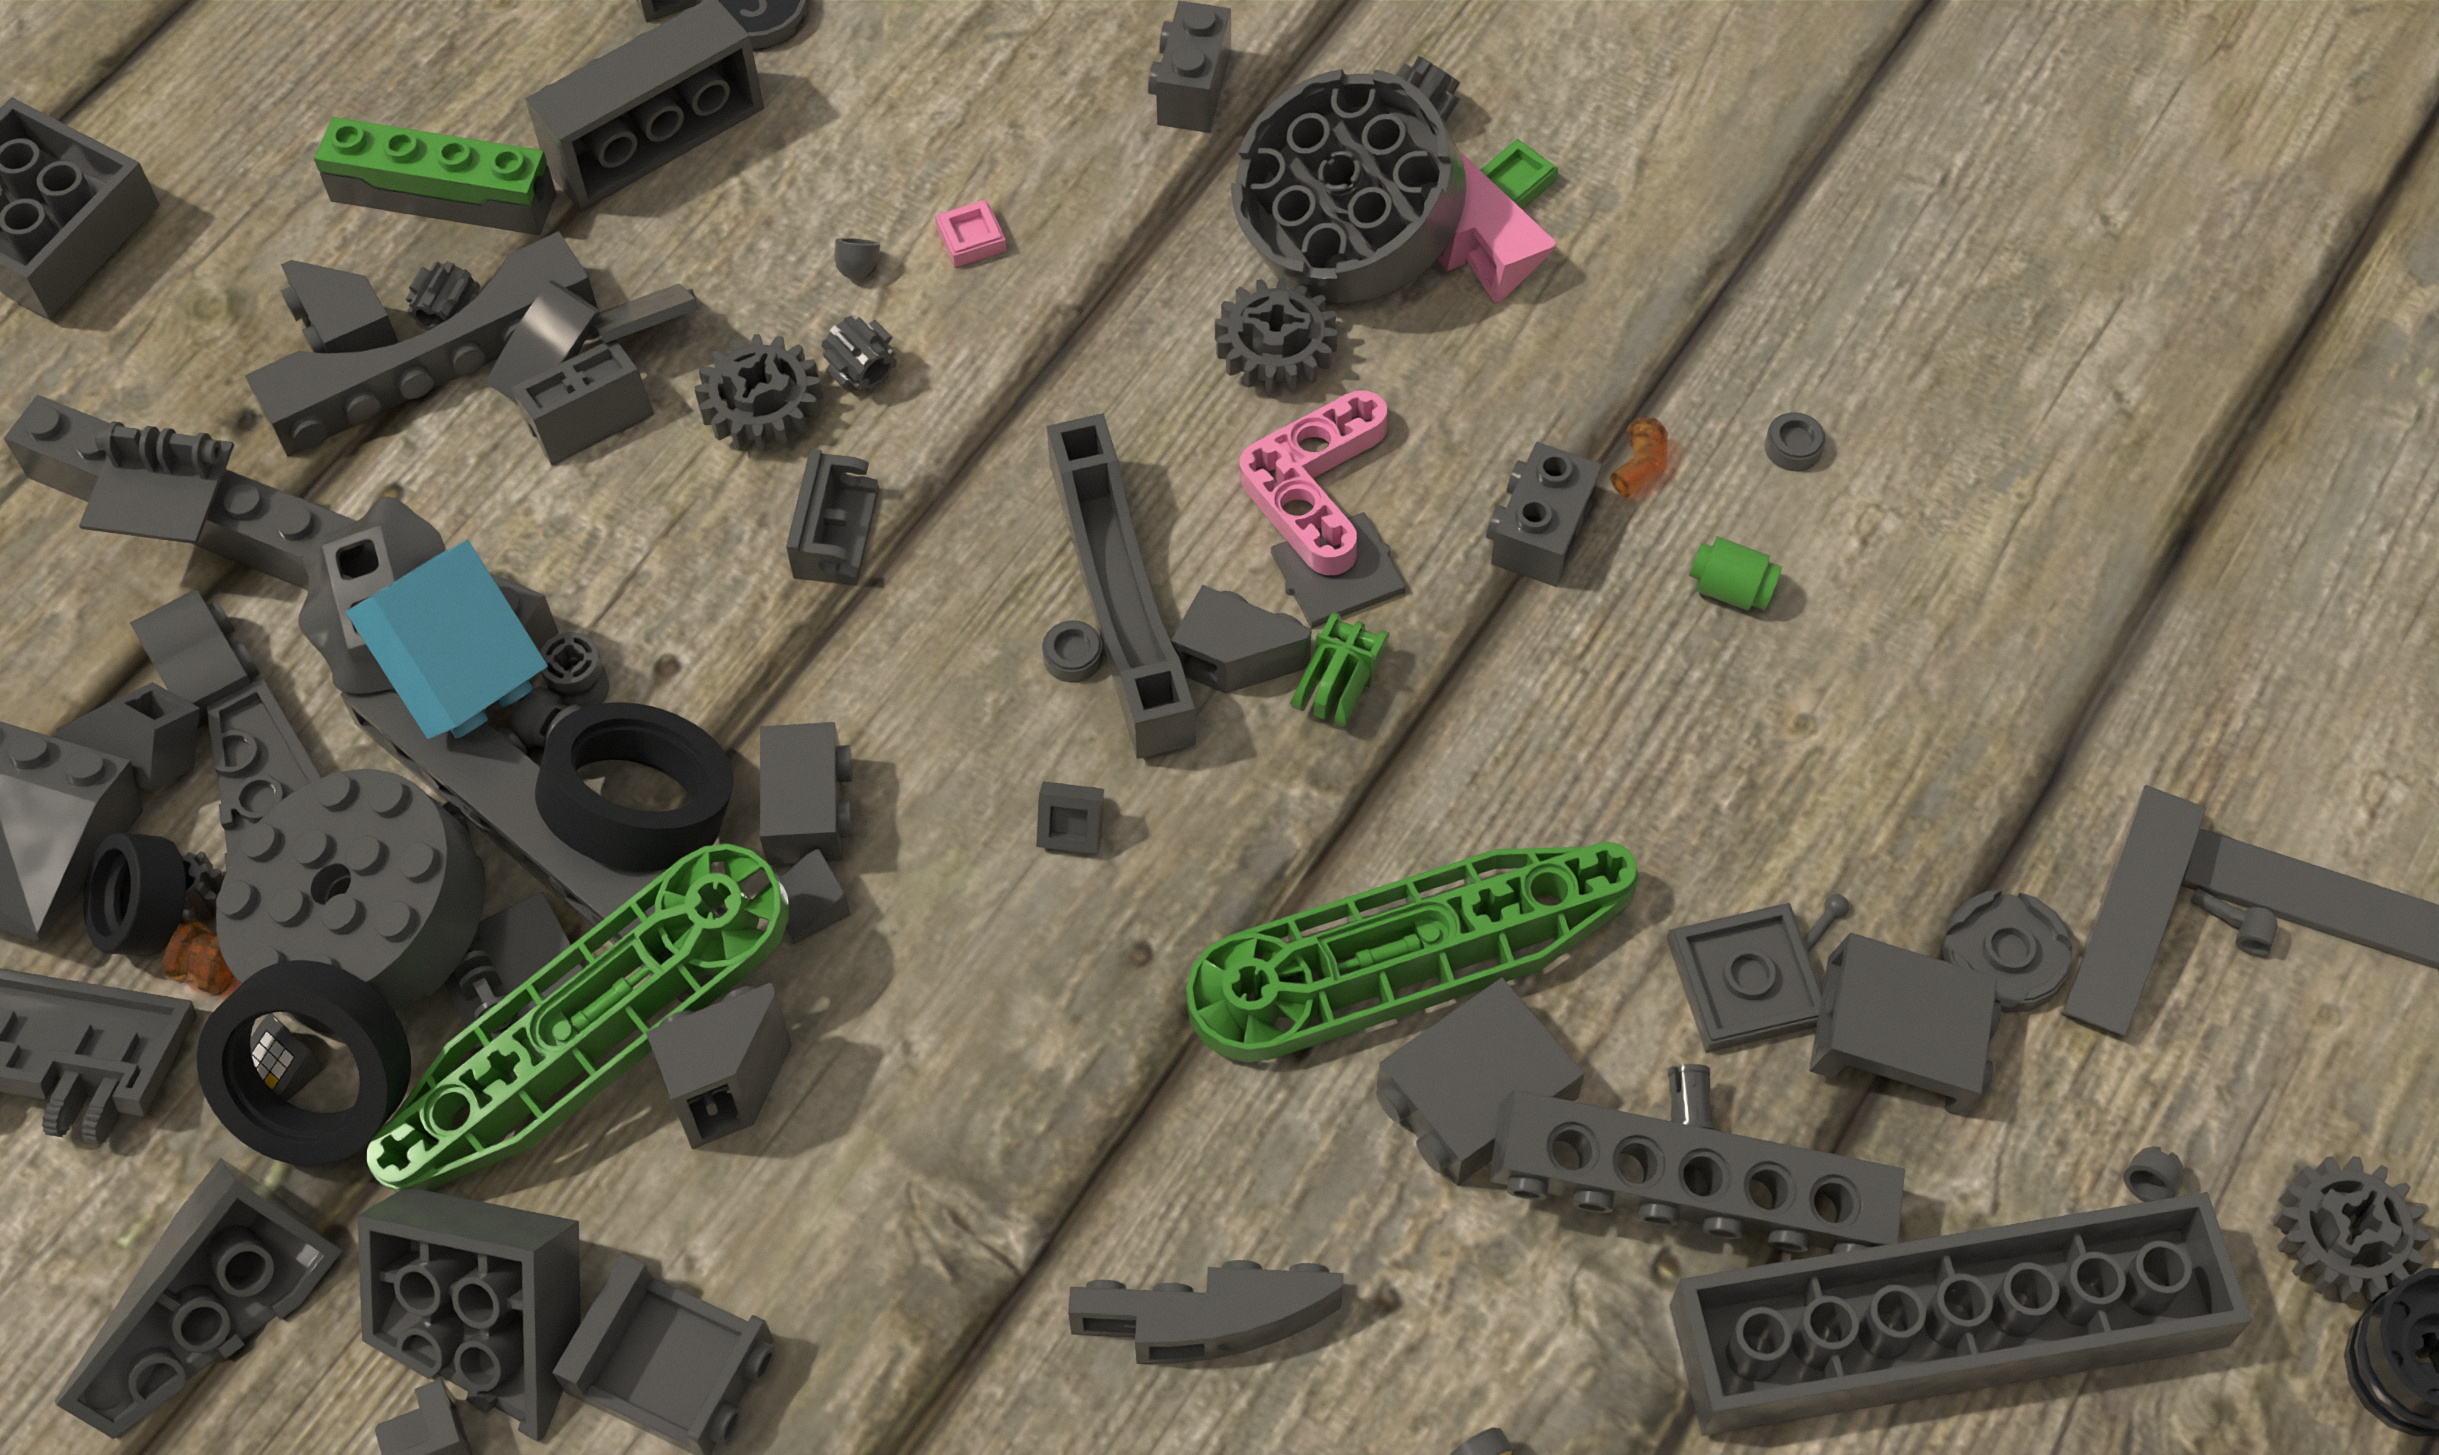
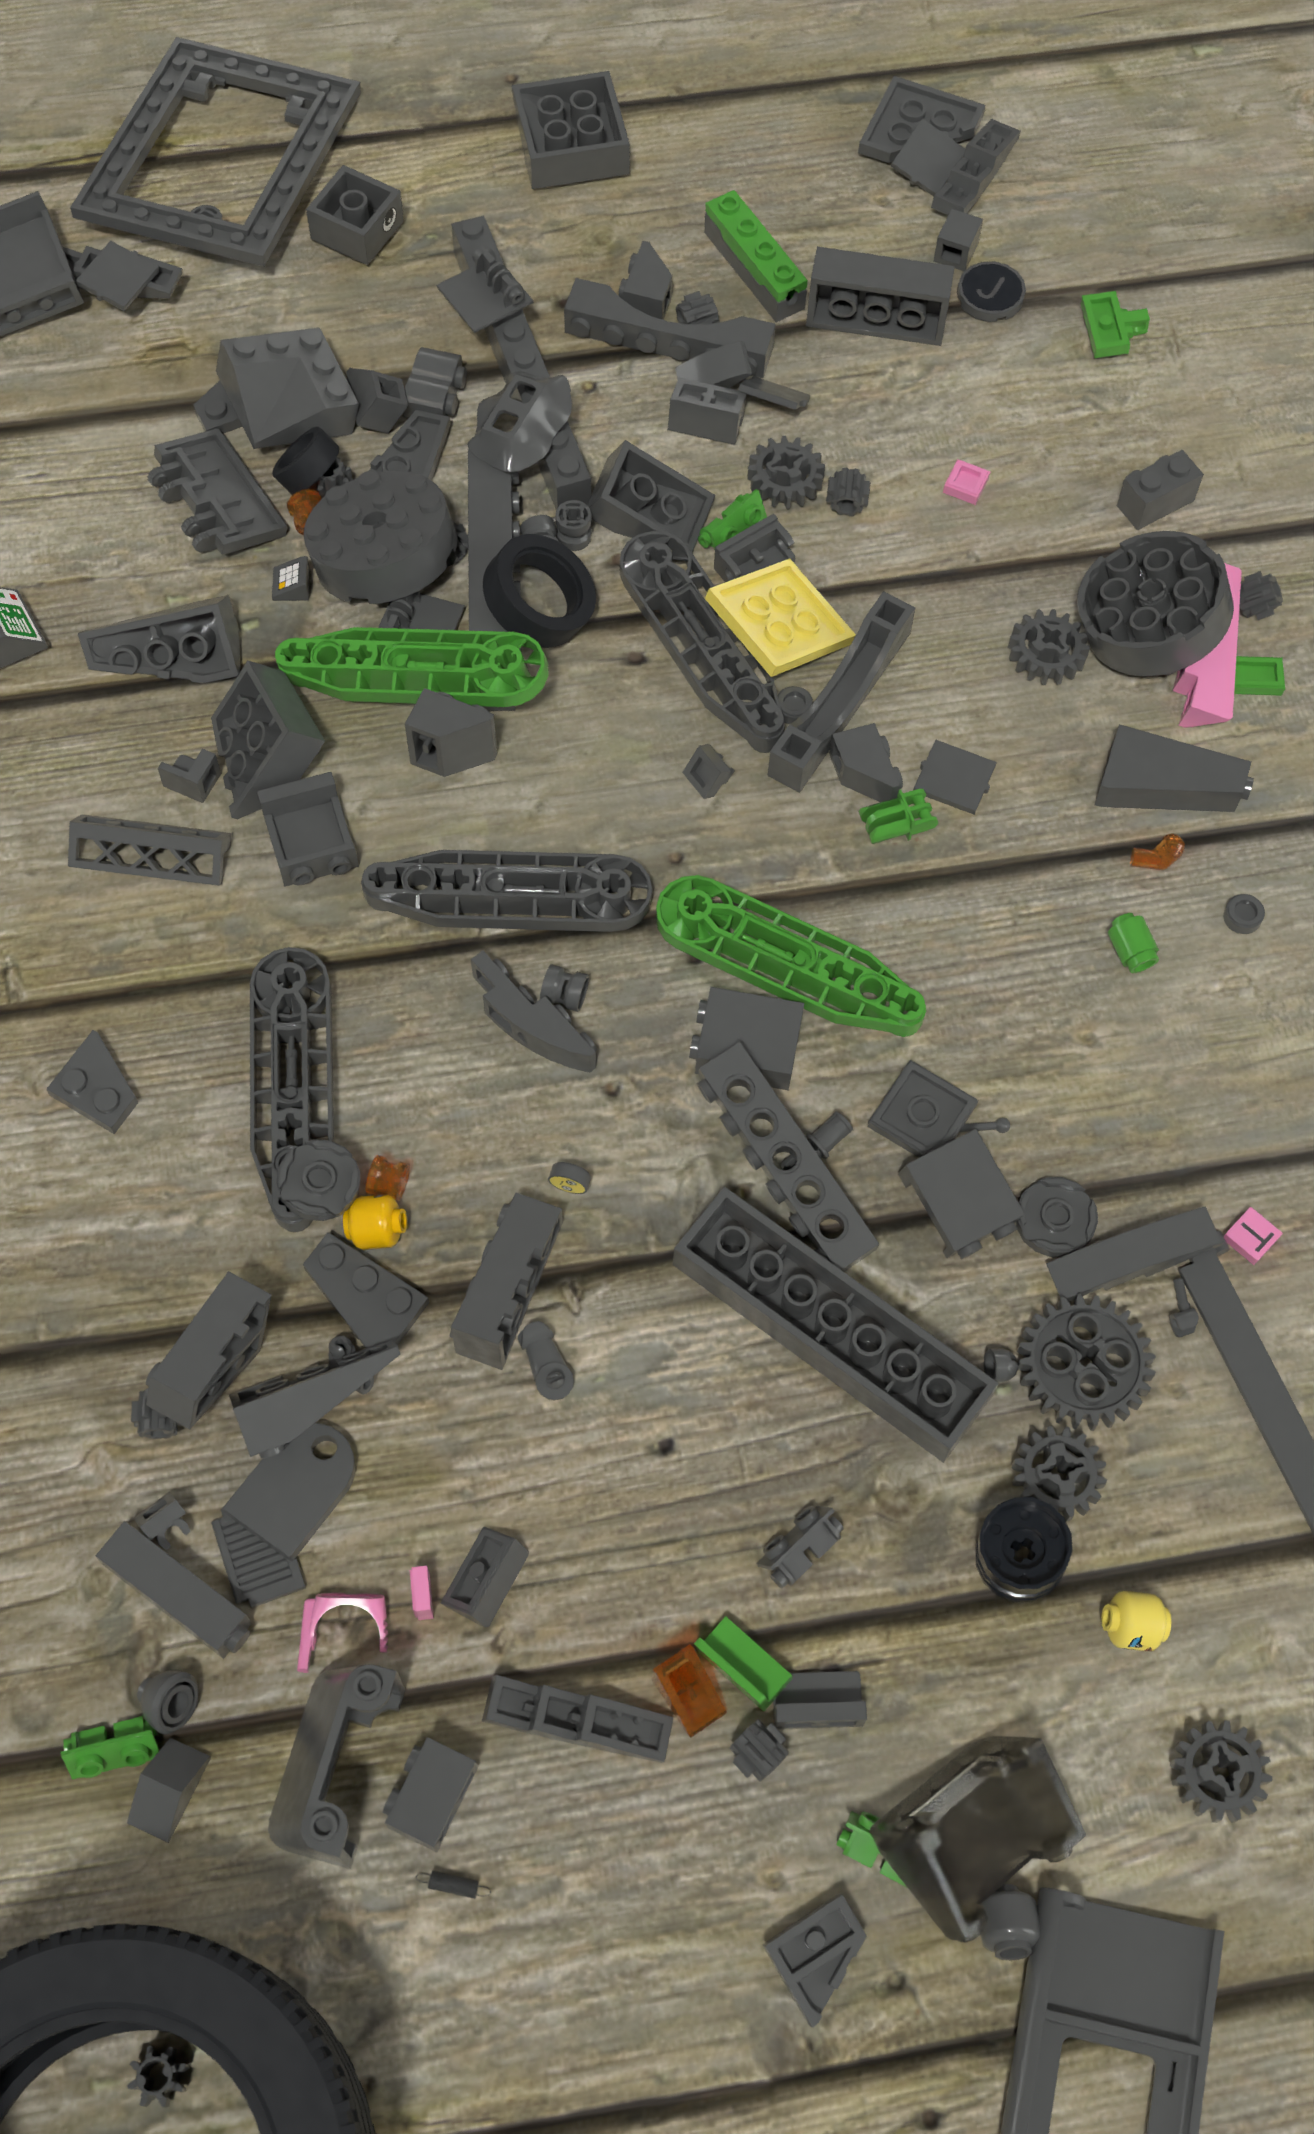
camera: 45 degrees right, 5 degrees up
(260, 1115) = (262, 575): black tyre -> none
(448, 642) = (523, 459): medium azure brick -> none
(632, 564) = (646, 495): none -> dark grey slope
(738, 648) = (662, 585): none -> dark grey beam
(764, 484) = (740, 515): none -> bright green hinge
(803, 792) = (606, 658): dark grey brick -> none
(813, 897) = (565, 706): dark grey slope -> none
(856, 257) = (900, 448): dark grey hinge -> none
(952, 562) = (780, 617): none -> light yellow plate
(978, 1211) = (511, 890): none -> dark grey beam
(1206, 1235) = (565, 987): none -> dark grey wheel
(1298, 467) = (988, 714): bright pink beam -> none
(1544, 513) = (1076, 835): dark grey brick -> none
(1555, 362) = (1170, 775): none -> dark grey slope
(2205, 772) = (1252, 1236): none -> bright pink tile
(2244, 1129) = (1062, 1387): none -> dark grey gear

